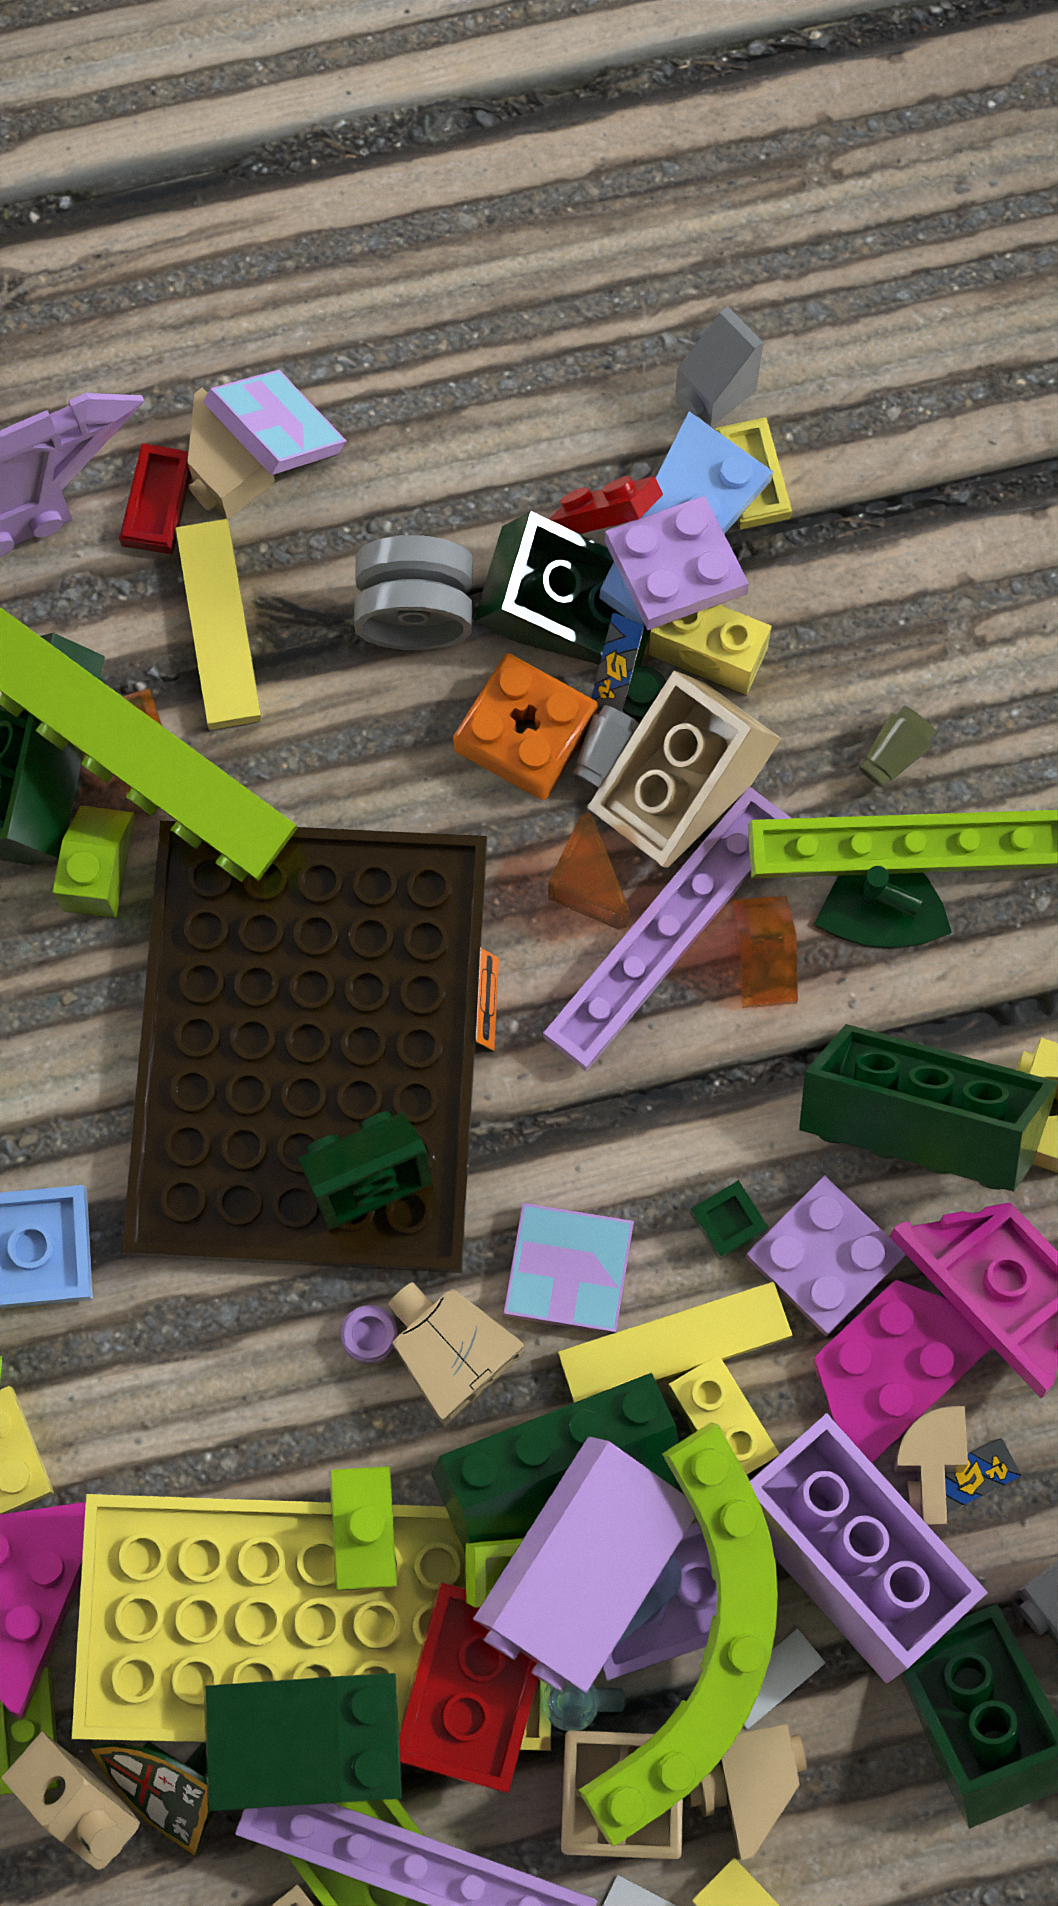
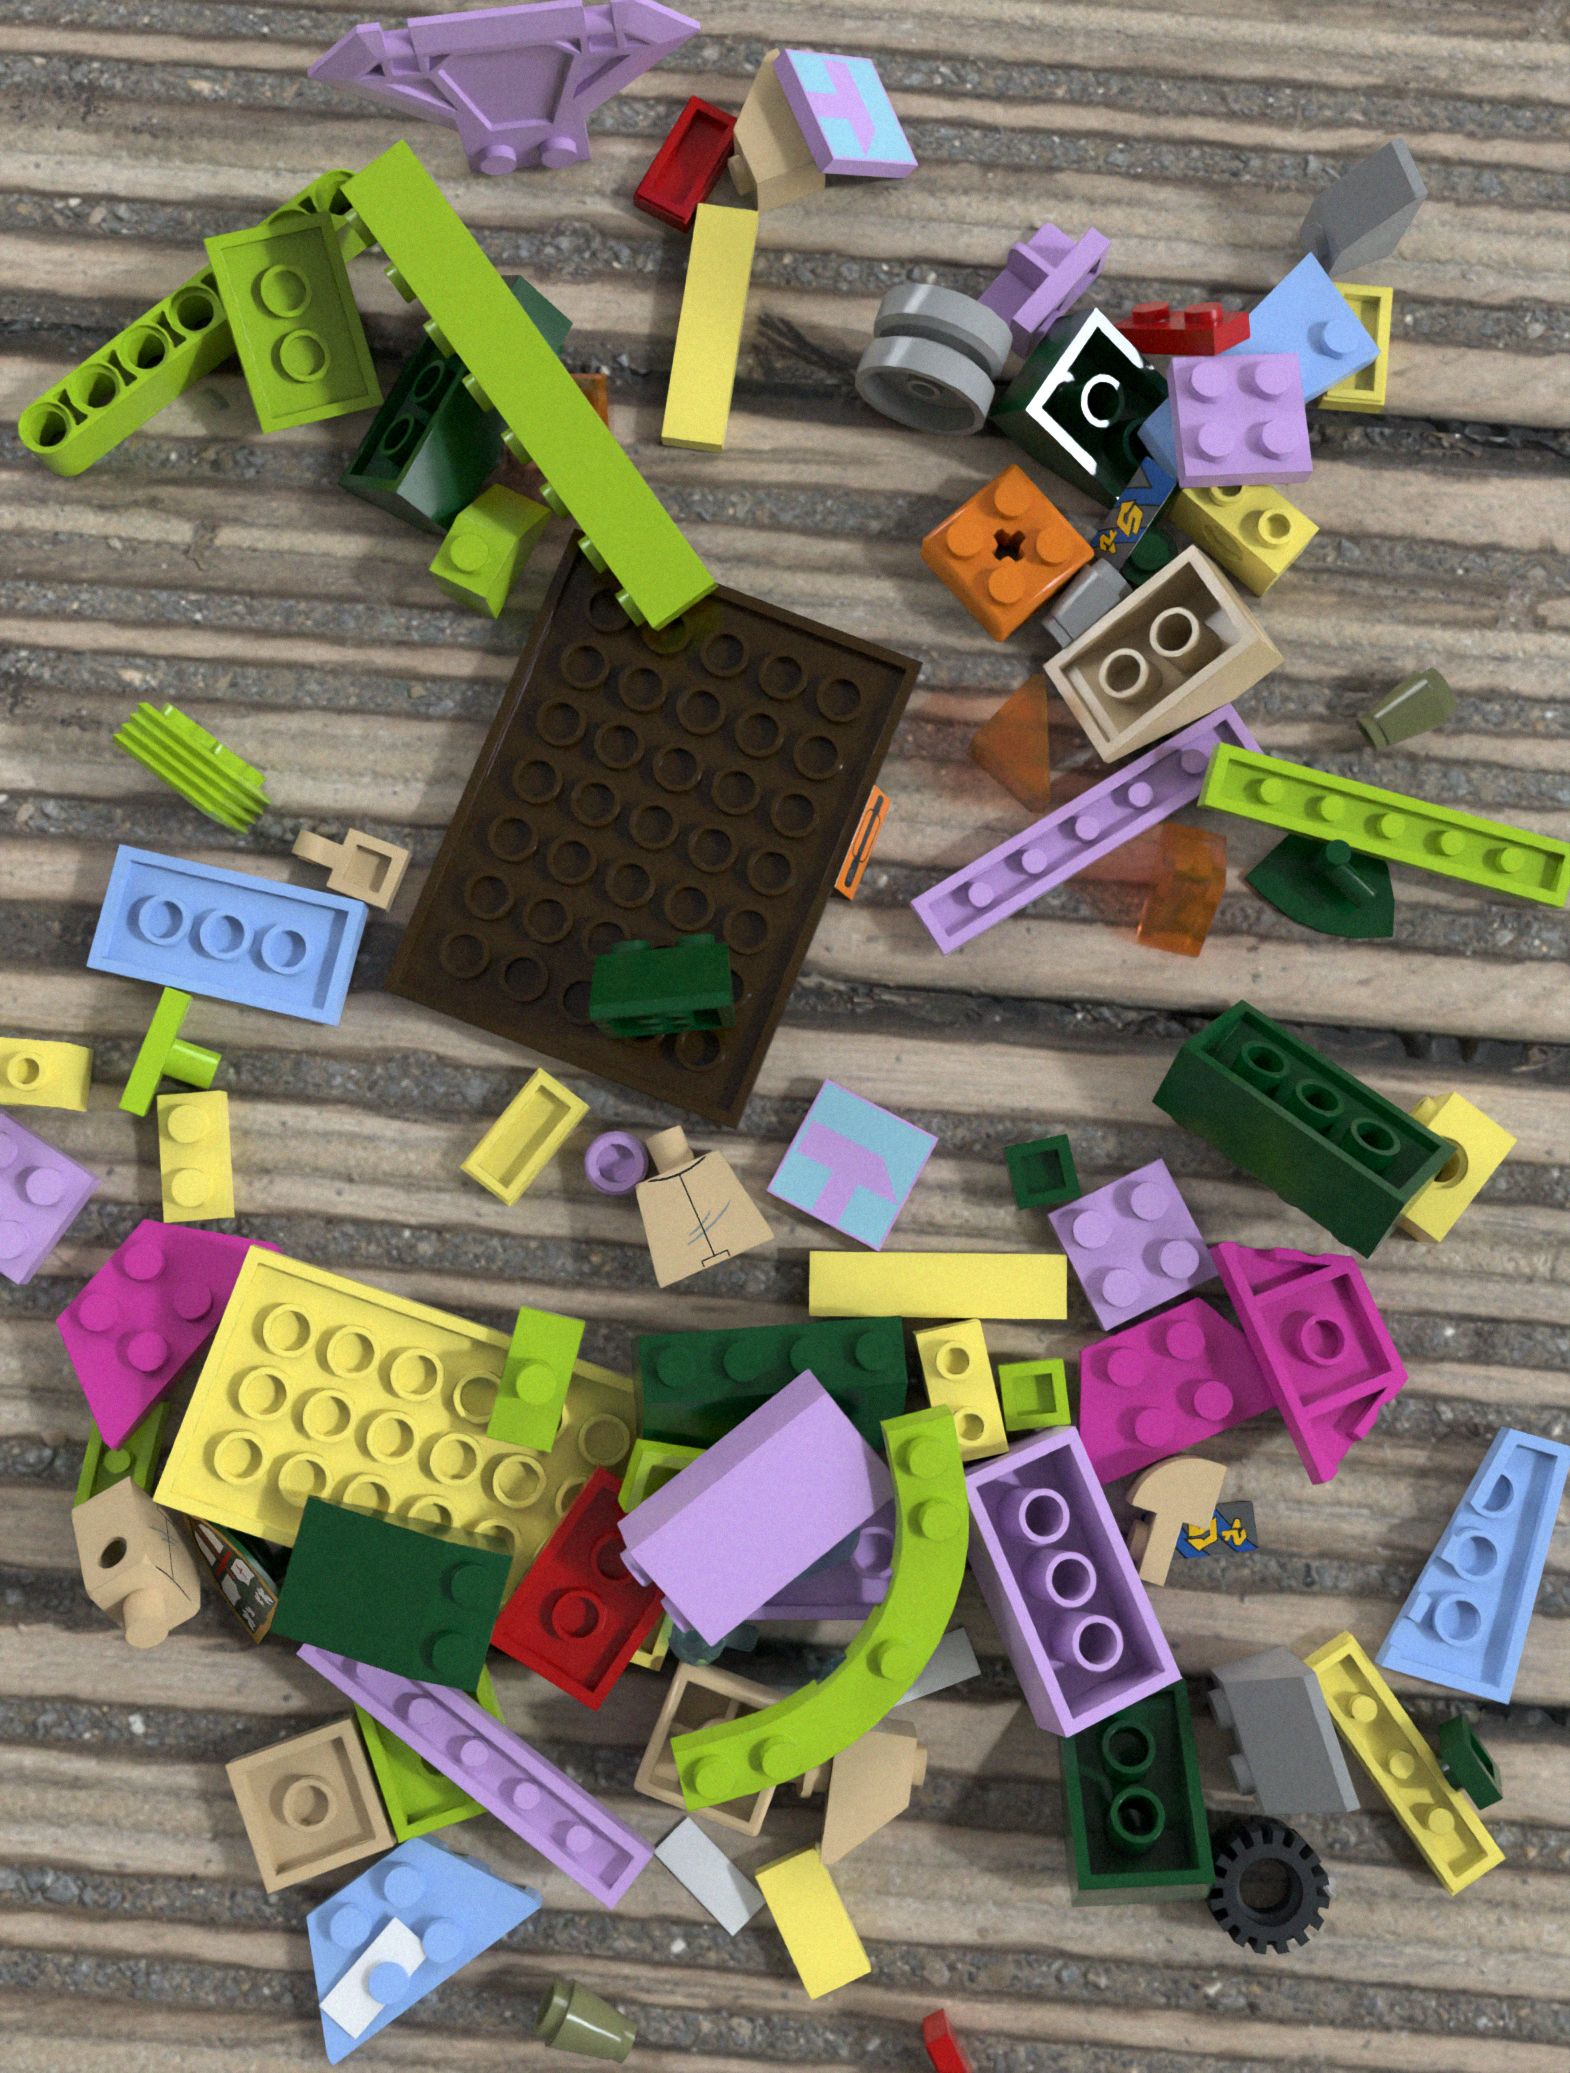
camera: 20 degrees right, 10 degrees up
(70, 1158) = (360, 867): none -> tan plate
(284, 1338) = (525, 1137): none -> light yellow tile
(480, 502) = (1044, 282): none -> lavender panel
(785, 1406) = (1033, 1394): none -> lime plate

